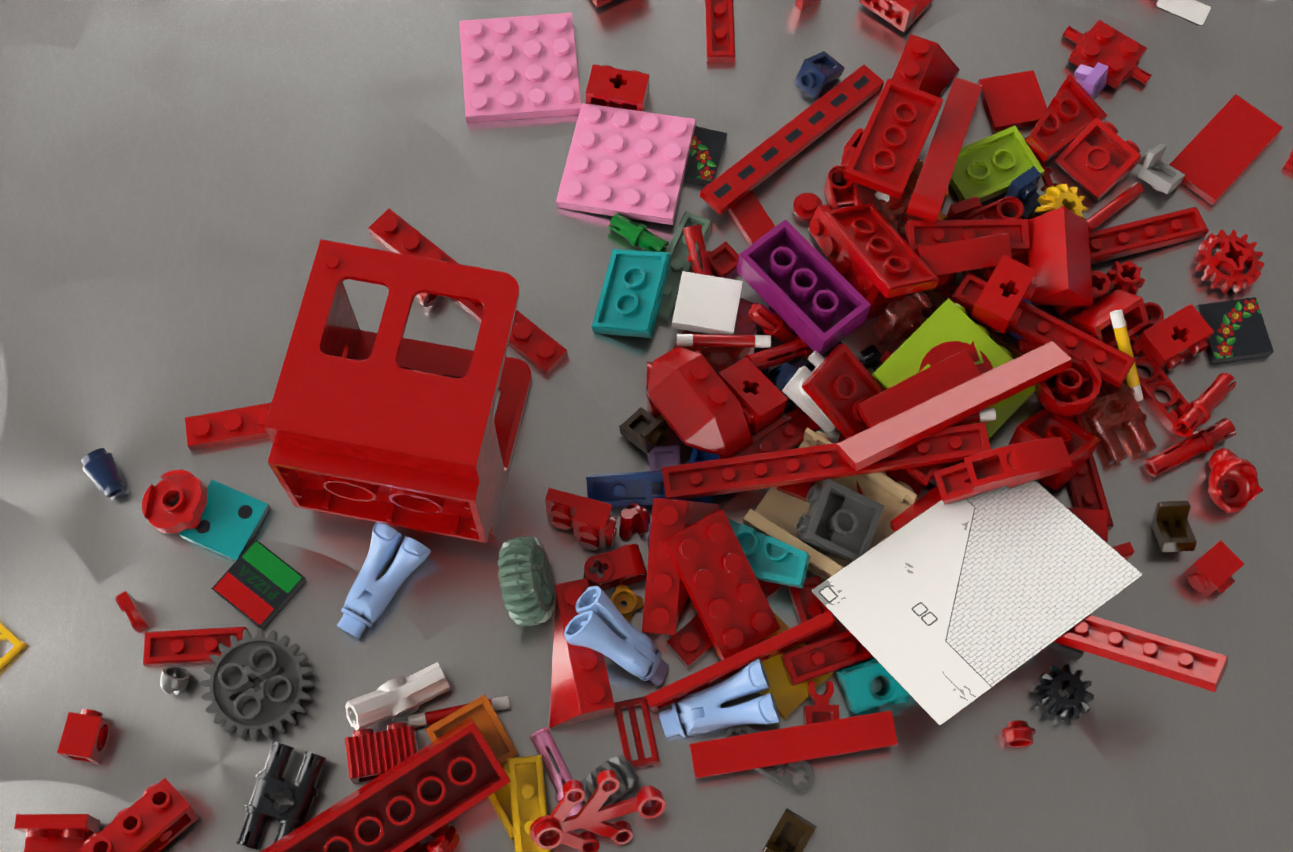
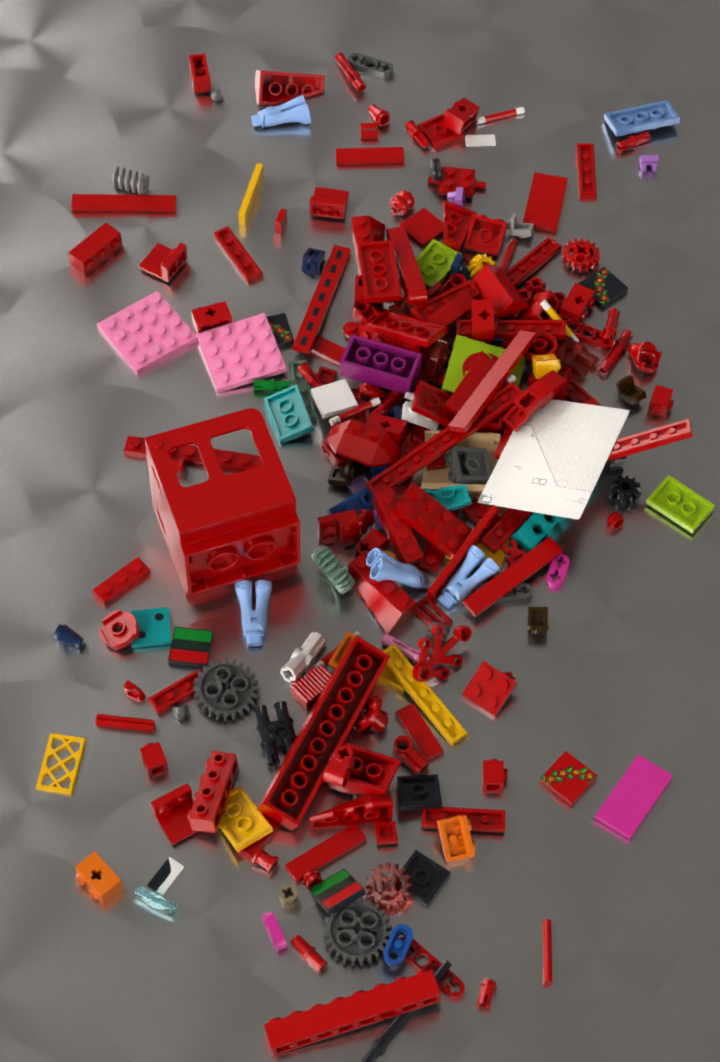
camera: 30 degrees left, 10 degrees down
(90, 652) = (125, 722): none -> red axle
(880, 775) = (561, 572): none -> dark pink beam
(1003, 47) = (402, 202): none -> red piece
(1056, 419) = (544, 364): none -> yellow brick
(1086, 20) = (436, 169): none -> black axle
(1141, 765) = (680, 504): none -> lime plate

